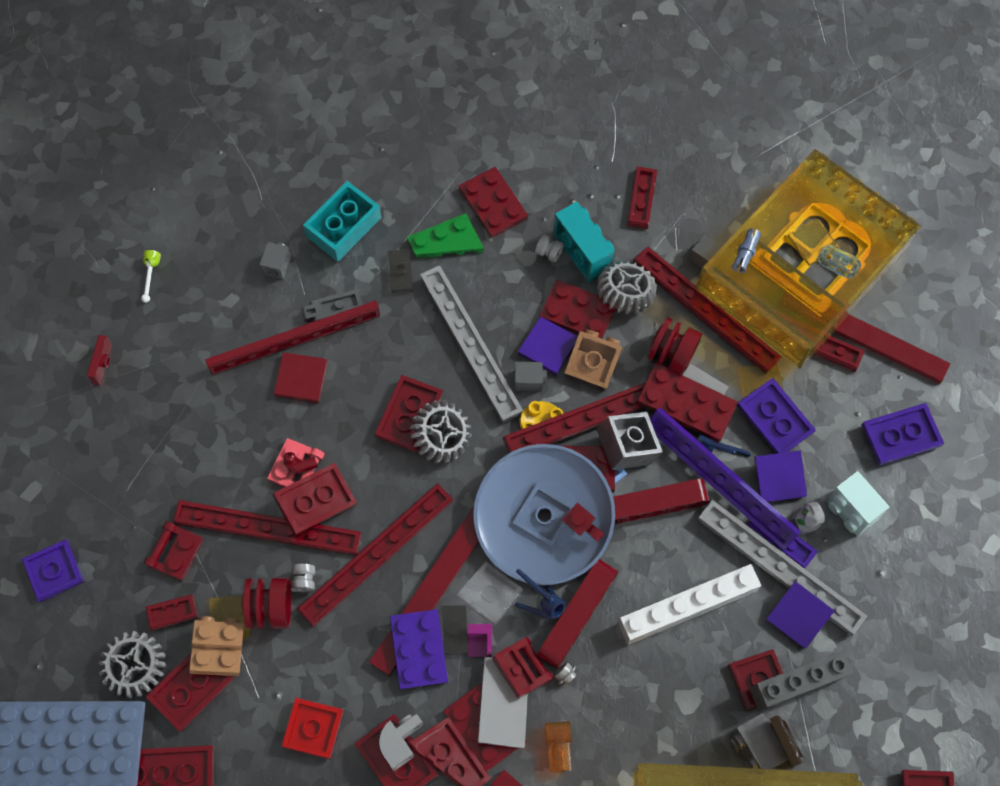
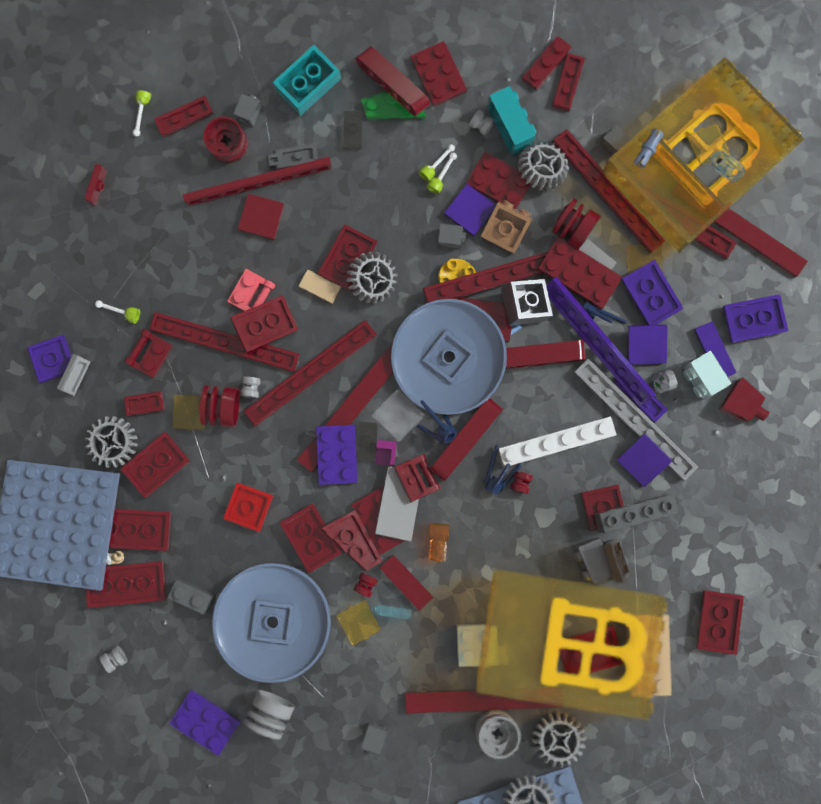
camera: 10 degrees right, 15 degrees up
(81, 586) = (73, 375): none -> light grey tile
(150, 505) = (131, 314): none -> hinge
(201, 274) = (183, 116): none -> dark red plate
(216, 647) = (177, 436): medium nougat plate -> none
(251, 282) = (216, 136): none -> dark red wheel
(298, 465) = (253, 294): dark red arm -> none
(378, 450) = (320, 286): none -> tan tile
(392, 741) = (308, 526): light grey brick -> none
(442, 212) = (392, 81): none -> dark red beam
(471, 344) = (405, 201): light grey plate -> none
(493, 308) = (428, 172): none -> hinge
(504, 320) = (435, 185): none -> hinge
(565, 673) = (450, 486): light grey plate -> none
(581, 521) = (477, 367): dark red plate -> none
(614, 180) = (547, 63): none -> dark red plate
(620, 664) = (495, 483): none -> dark blue plant
(653, 658) = (521, 482): none -> dark red wheel
(852, 461) = (712, 342): none -> dark purple tile
(908, 532) = (744, 402): none -> dark red torso

